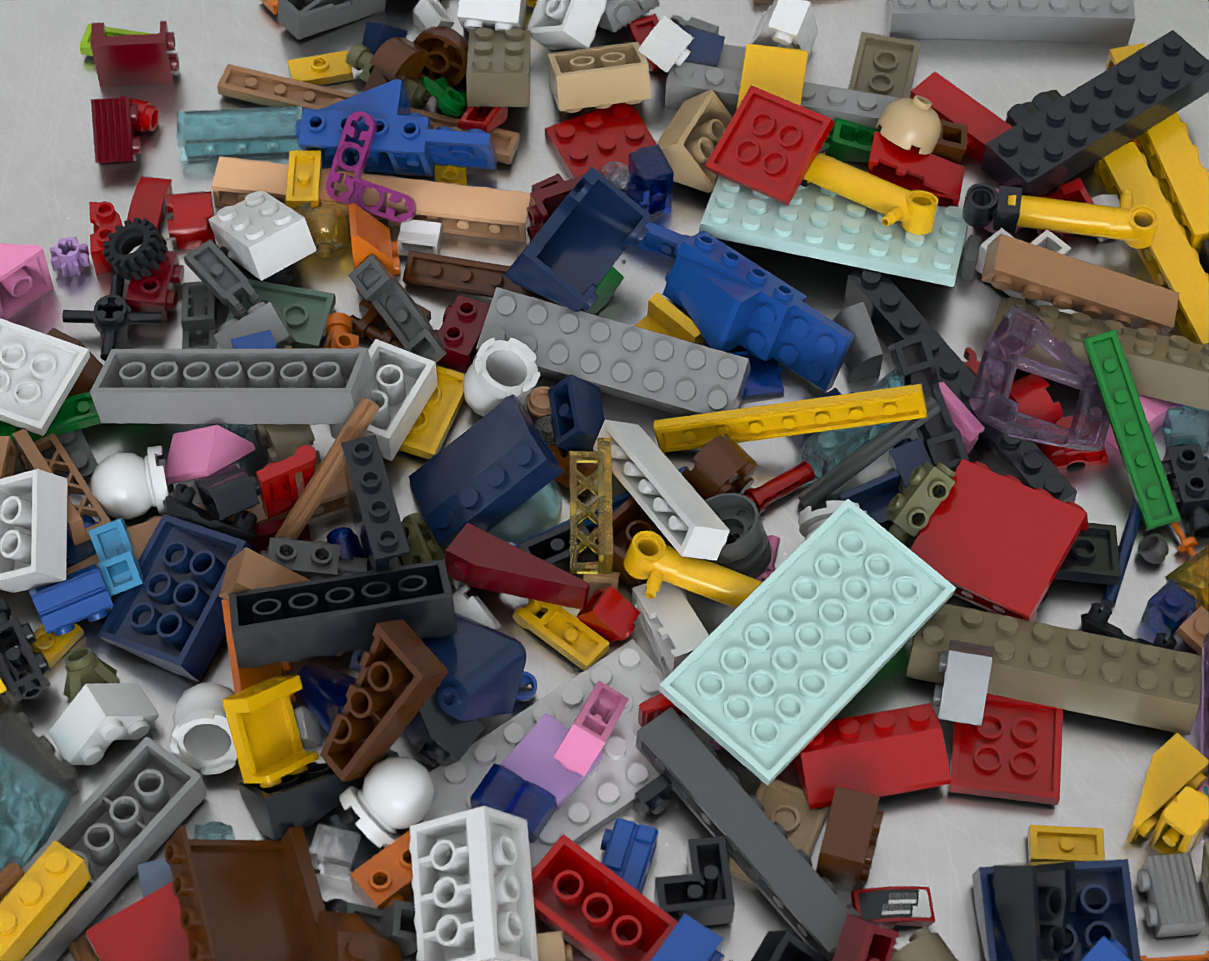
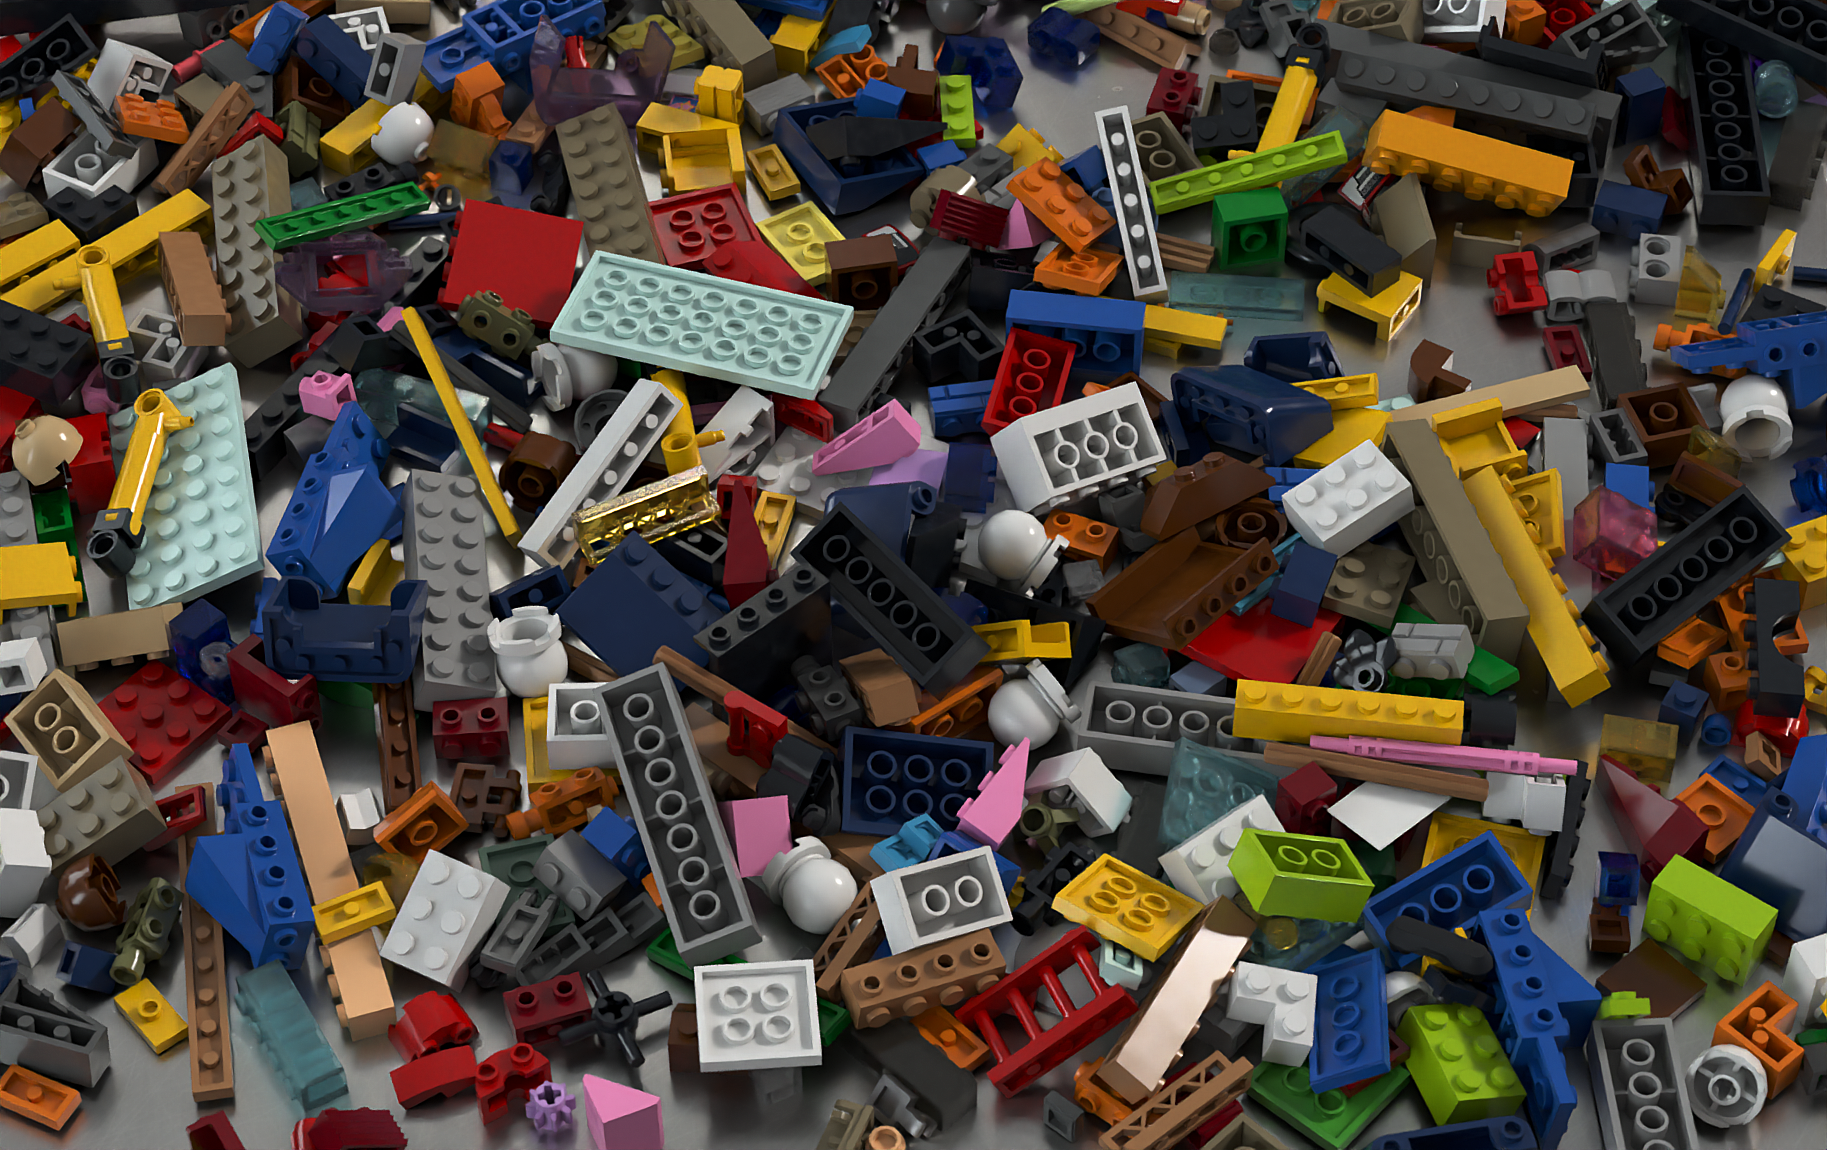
camera: 115 degrees left, 10 degrees down
(108, 632) = (999, 806): none -> bright pink slope
(144, 257) = (537, 988): black tyre -> none
(357, 185) = (339, 866): magenta beam -> none
(389, 692) = (960, 534): reddish brown wedge -> none
(396, 60) = (149, 892): reddish brown brick -> none
(397, 309) = (493, 756): dark grey slope -> none
(449, 100) = (157, 857): green plate -> none
(769, 145) = (125, 540): red plate -> none
(884, 331) = (326, 394): none -> bright pink brick
(937, 830) = (800, 239): none -> light yellow plate
(964, 683) = (677, 234): brick -> none
(1103, 784) = (702, 166): none -> yellow panel

